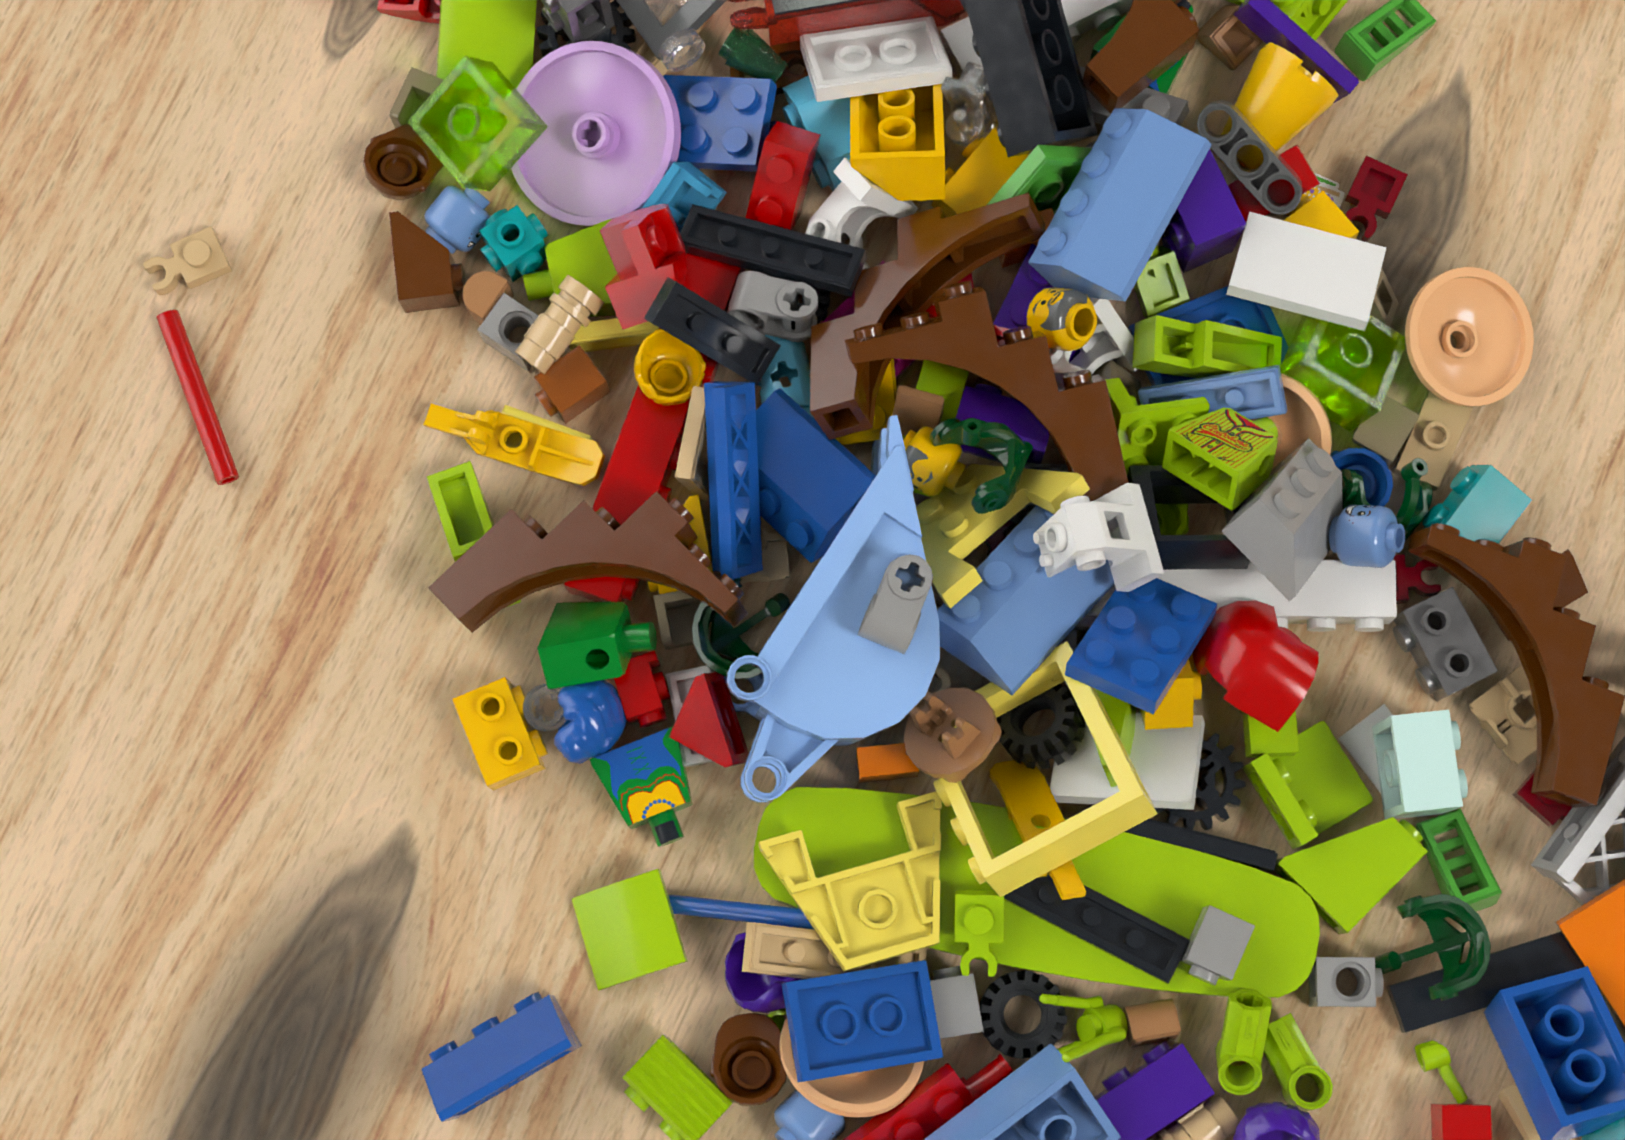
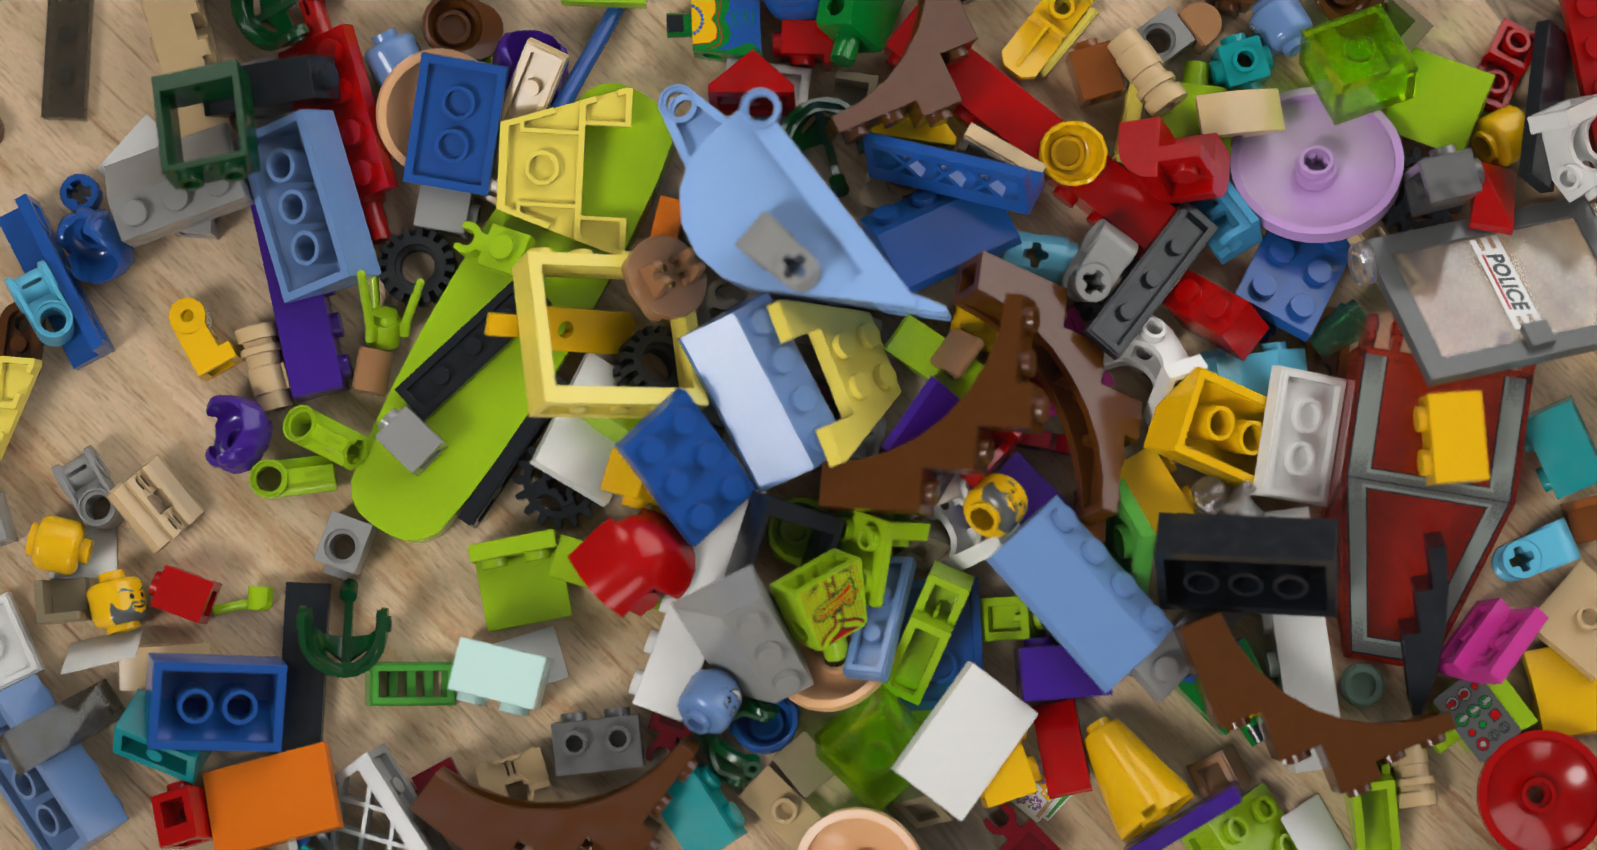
camera: 105 degrees right, 5 degrees up
(568, 222) = (1240, 113): none -> tan slope
(712, 331) = (1089, 197): black plate -> none
(932, 465) = (910, 347): yellow head -> none
(997, 441) = (889, 416): dark green helmet -> none
(1102, 530) = (786, 435): white tile -> none
(1257, 179) = (1067, 734): dark grey beam -> none
(1354, 869) = (436, 588): lime slope -> none

